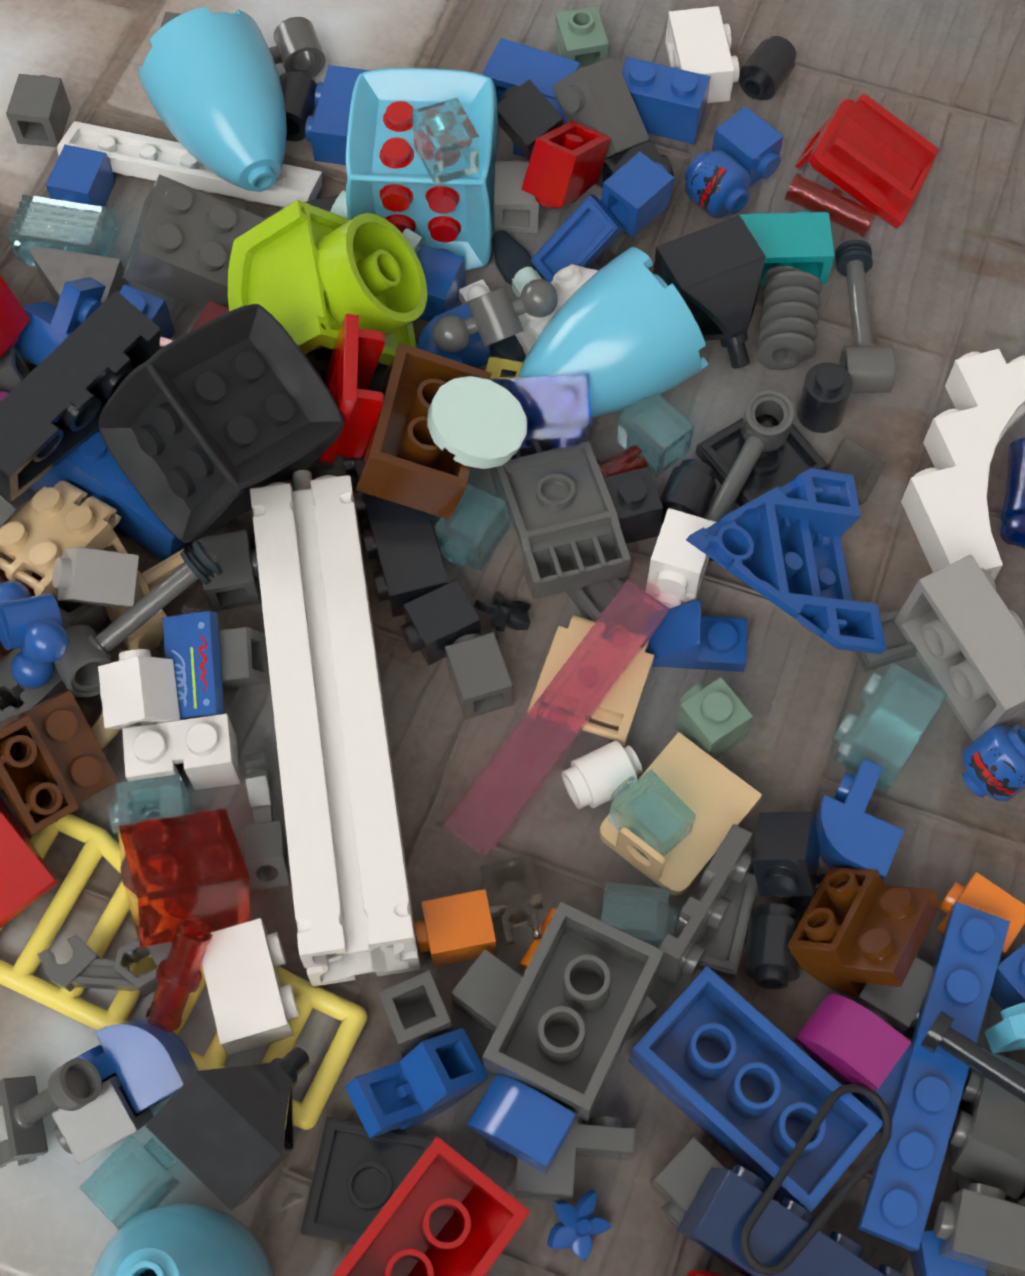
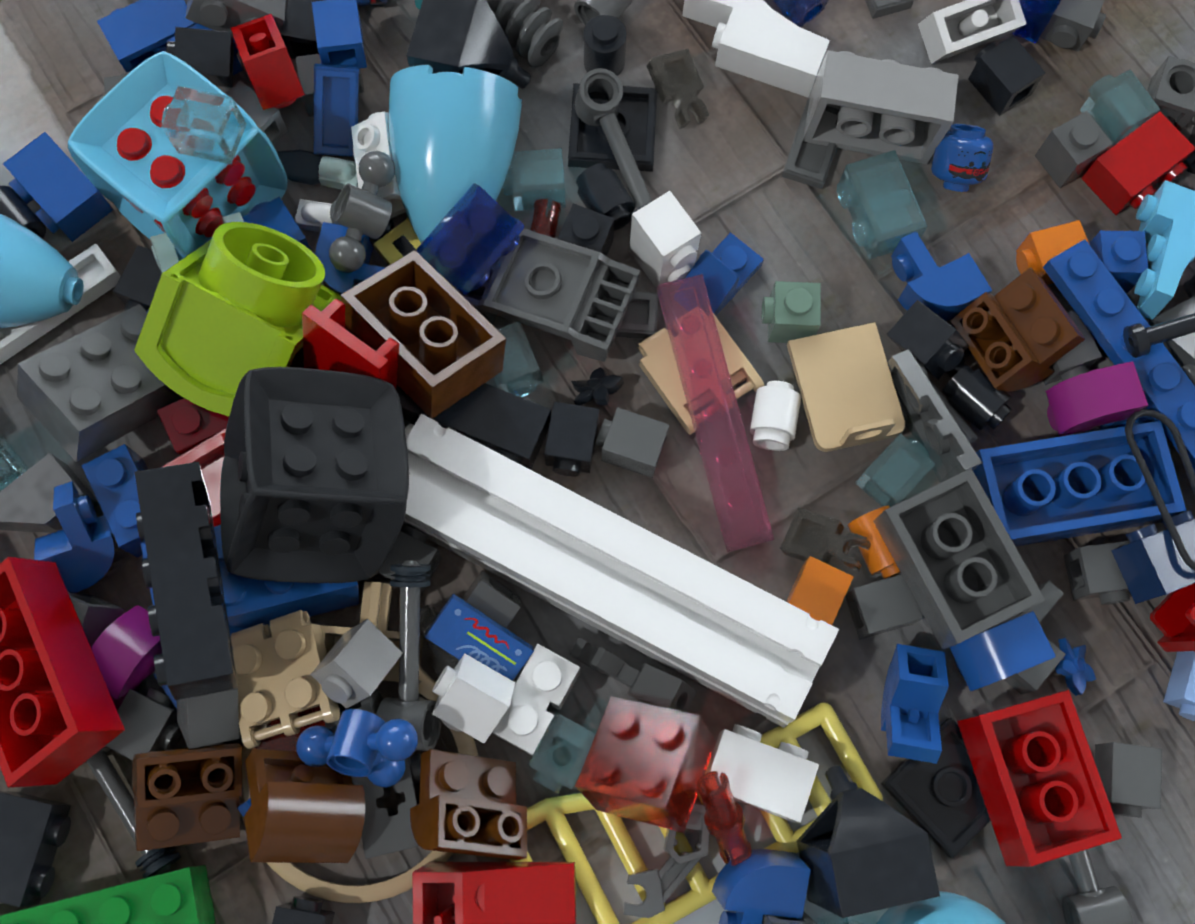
camera: 55 degrees left, 10 degrees up
(415, 1011) = (864, 669): dark grey brick -> none
(477, 422) = (457, 290): light aqua tile -> none
(651, 812) = (845, 403): clear light blue brick -> none
(794, 556) = (723, 170): blue wedge -> none

